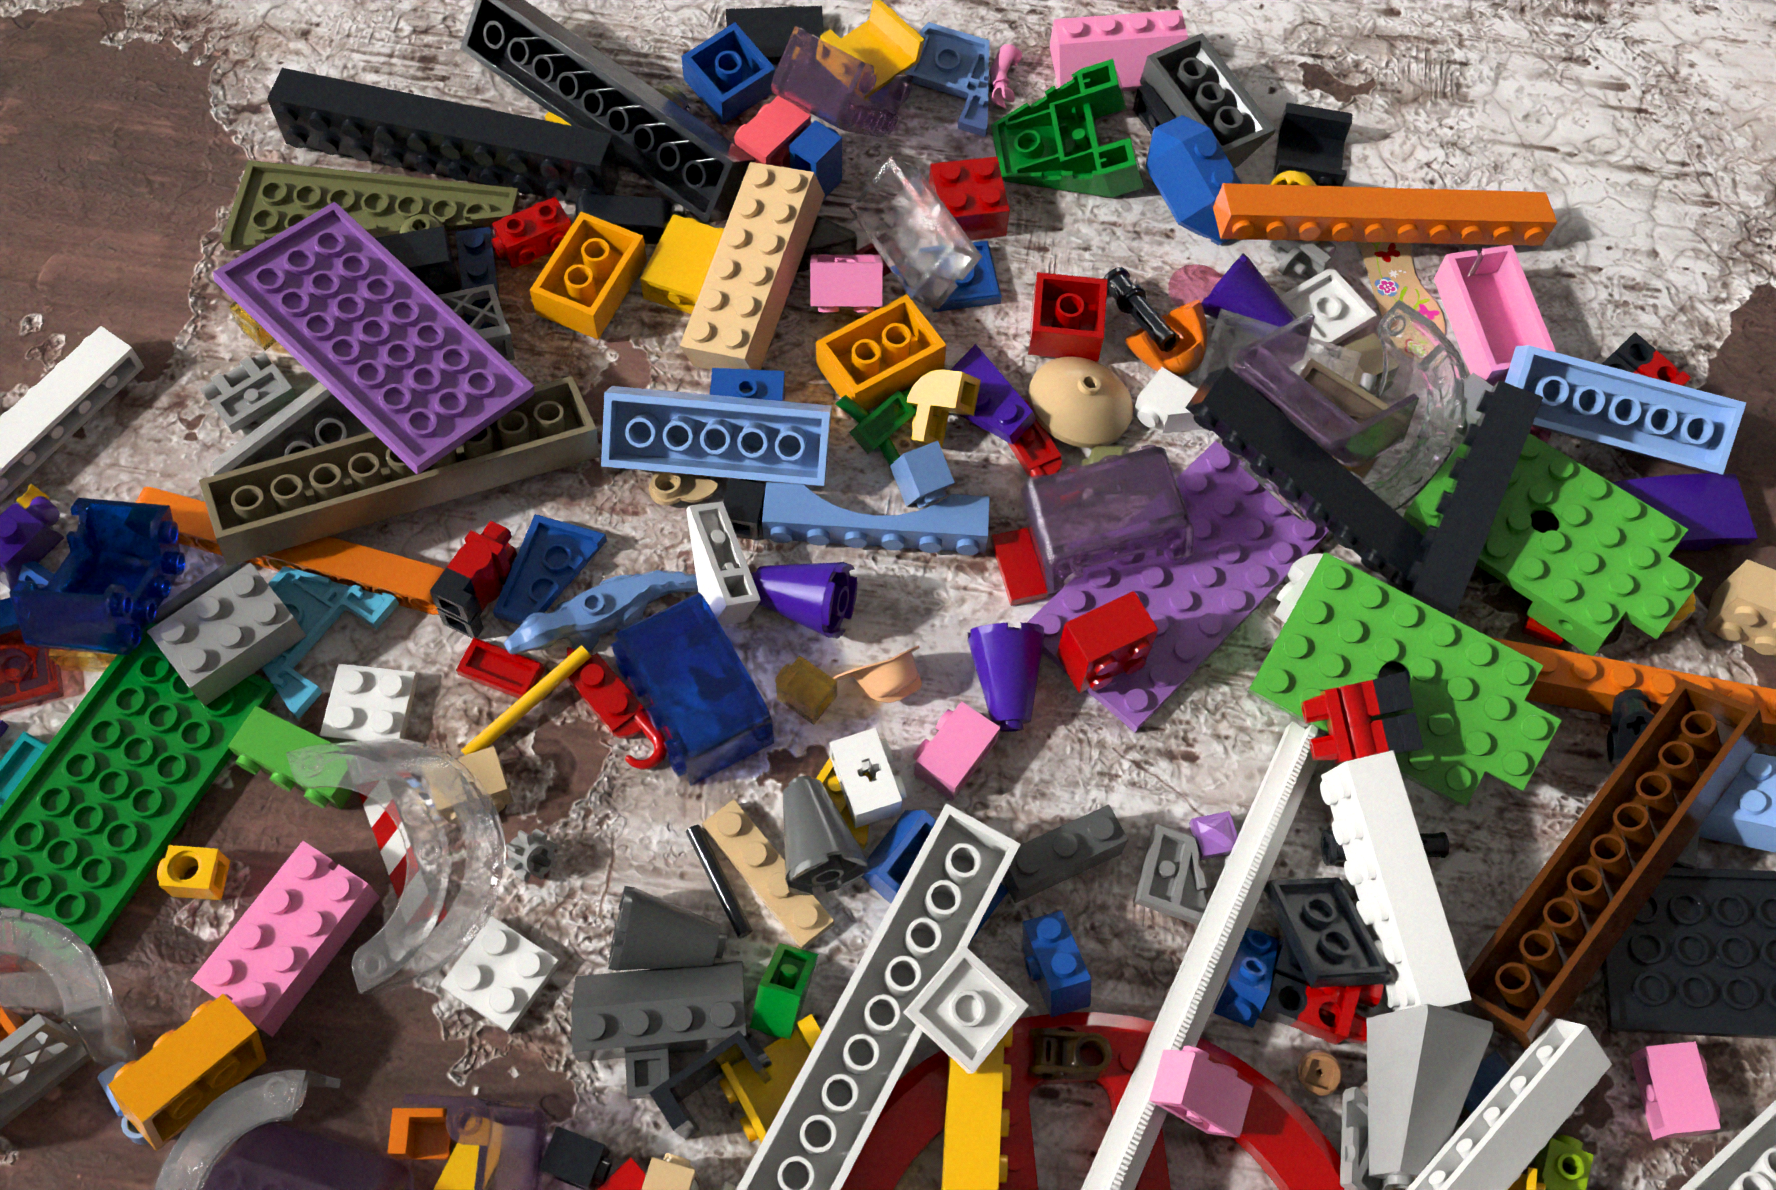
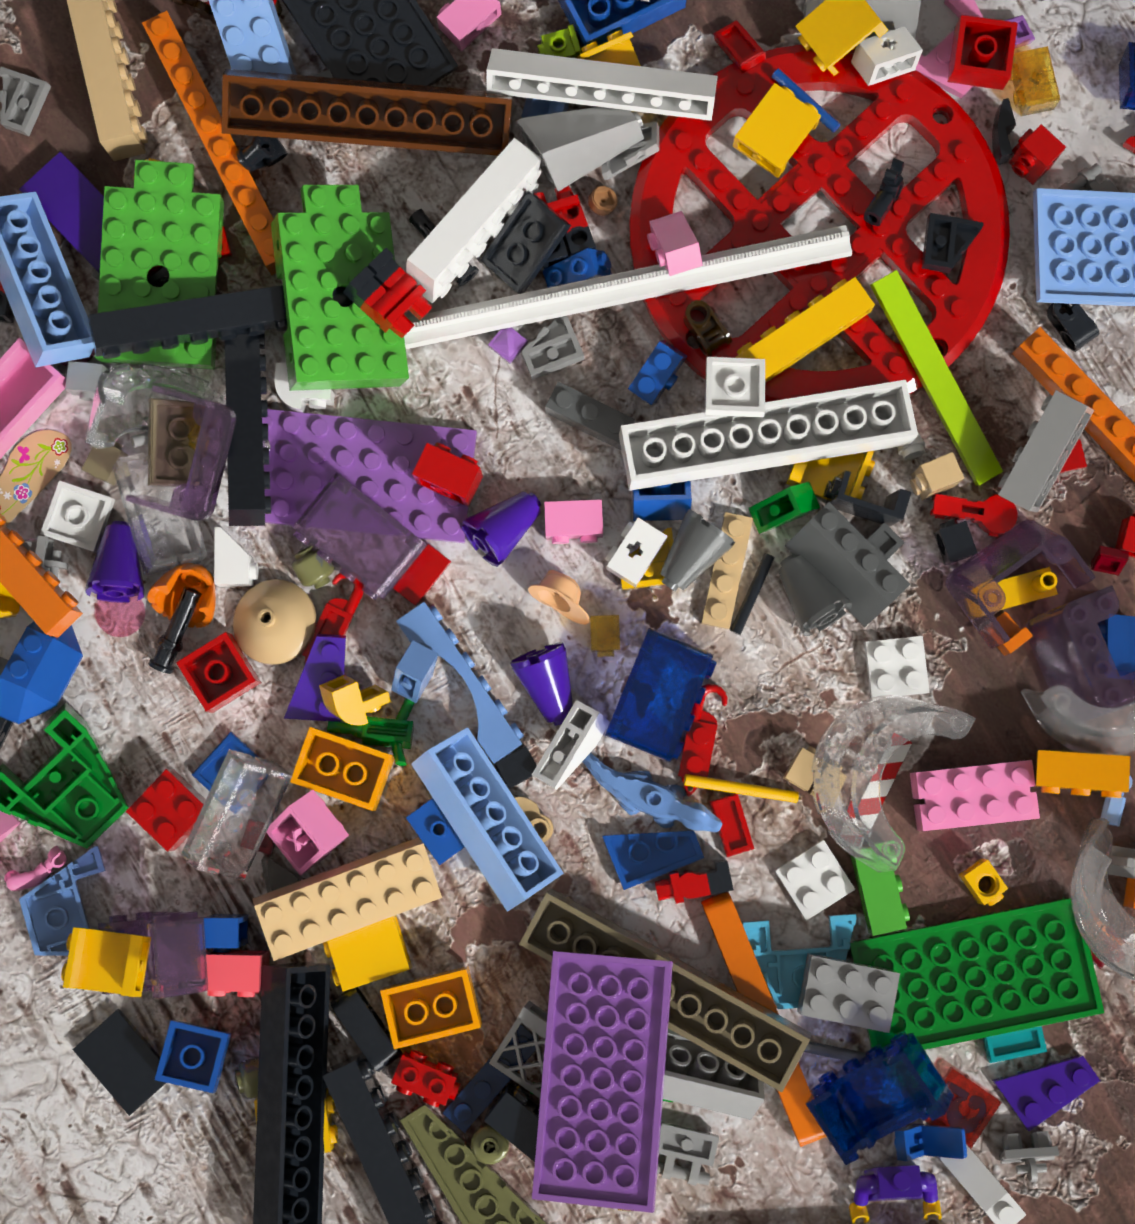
camera: 120 degrees left, 20 degrees up
(531, 855) = (824, 705): light grey gear -> none

